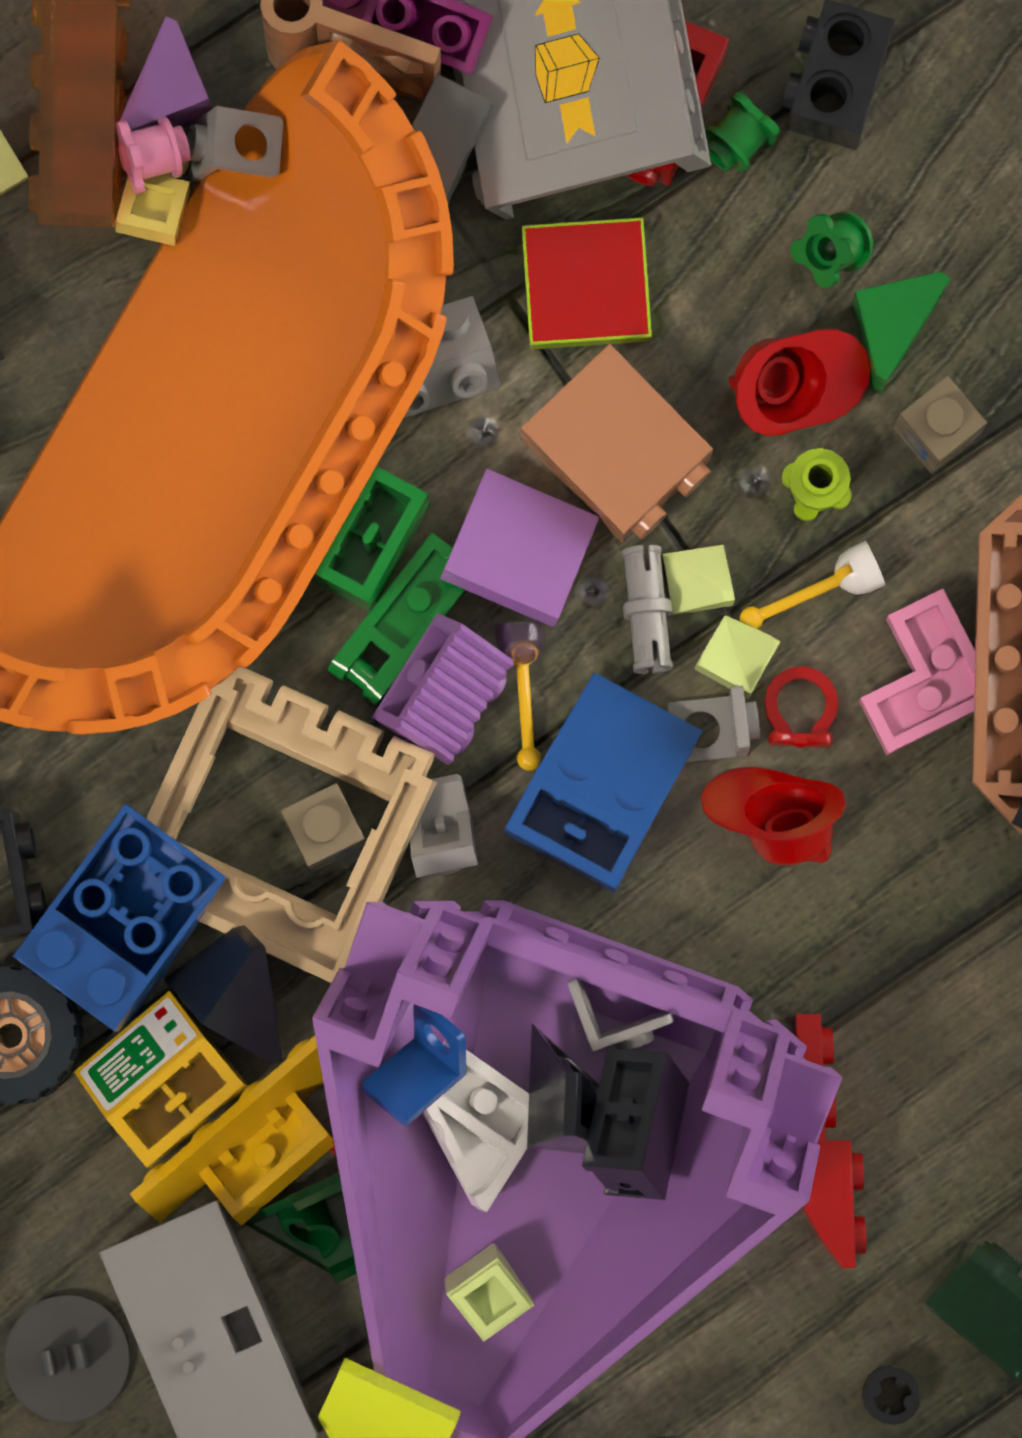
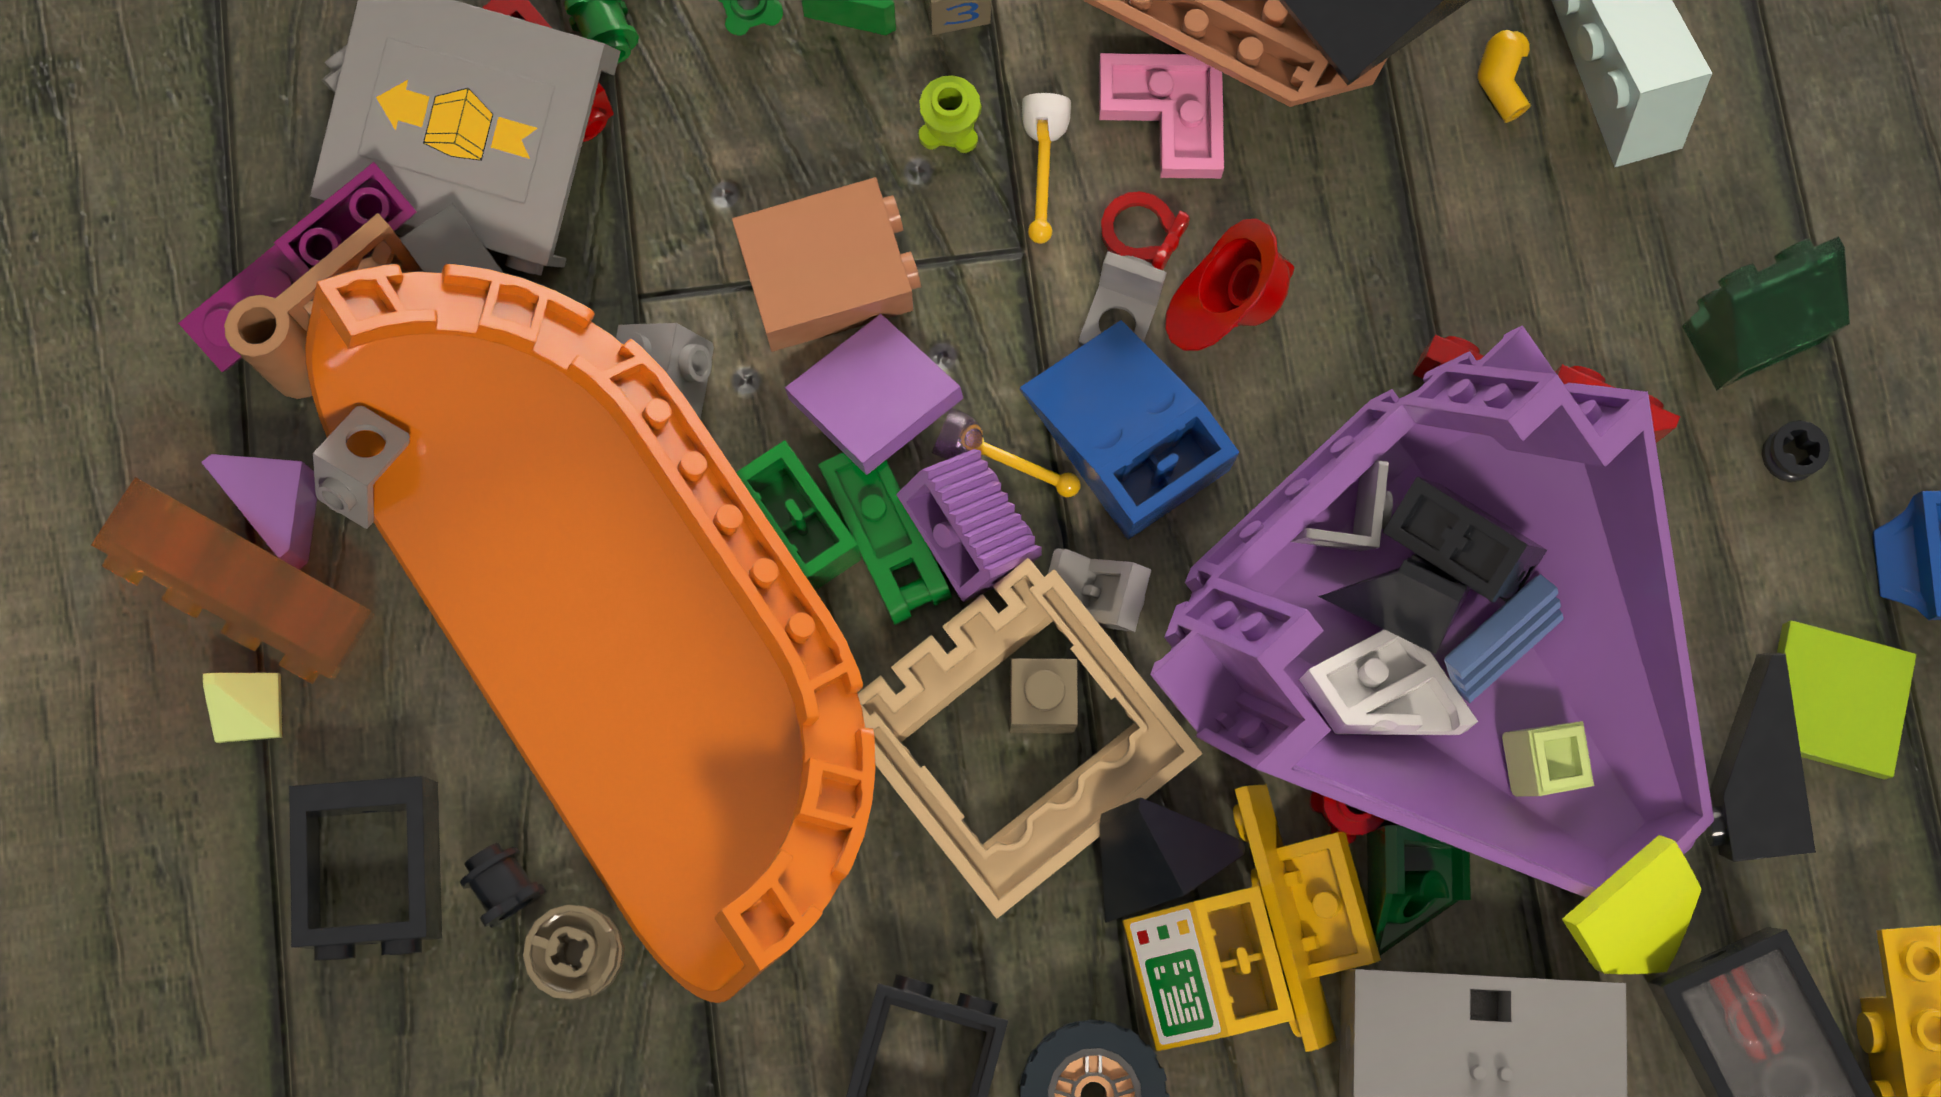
camera: 70 degrees left, 5 degrees down
(121, 919) = (1037, 928): blue slope -> none
(152, 151) = (321, 538): bright pink brick -> none
(157, 211) = (364, 562): light yellow plate -> none
(420, 1069) = (1339, 704): blue bracket -> none
(569, 1199) = (1504, 638): none -> medium blue tile
(586, 283) = (662, 223): red tile -> none
(647, 609) = (986, 313): light grey pin -> none
(698, 579) = (982, 258): yellowish green slope -> none
(737, 655) = (1068, 256): yellowish green slope -> none
(800, 380) = (851, 80): red piece -> none

